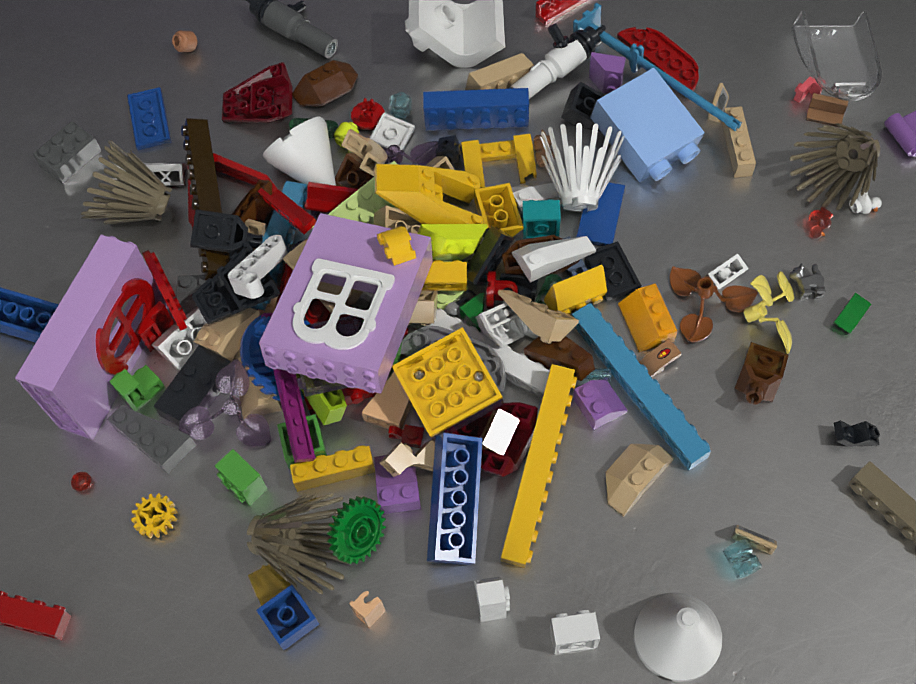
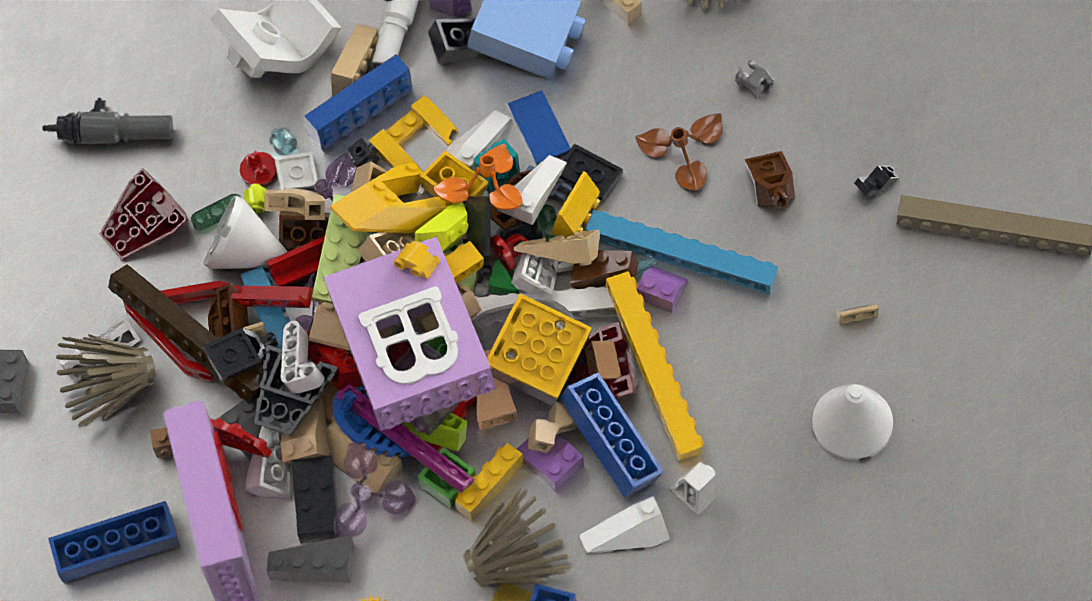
camera: 35 degrees left, 0 degrees up
(137, 389) = (264, 531): bright green brick -> none
(149, 118) = (48, 301): blue tile -> none
(154, 325) = (236, 471): red slope -> none
(184, 41) = (19, 207): nougat head -> none
(240, 478) = (422, 538): bright green brick -> none
(325, 84) = (194, 166): reddish brown wedge -> none
(356, 530) = (553, 510): green gear -> none
(368, 612) = (607, 564): light nougat hinge -> none
(410, 435) = (526, 416): red plate -> none
(414, 593) = (631, 528): none -> white wedge
(516, 244) = (494, 161): none -> orange plant
(539, 146) = (451, 106): medium nougat hinge -> none
(574, 632) = (777, 469): white brick -> none
(584, 183) = (511, 114): white plant -> none
(634, 474) = (731, 325): tan wedge -> none
(647, 318) = (648, 193): light orange slope -> none
(660, 357) = (683, 218): medium nougat slope -> none
(727, 271) = (684, 112): white brick -> none
(743, 561) = (860, 333): clear light blue wheel -> none
(758, 311) = (733, 129): light yellow plant -> none
(822, 219) = (728, 17): clear red animal -> none
(852, 313) = (807, 84): green slope -> none

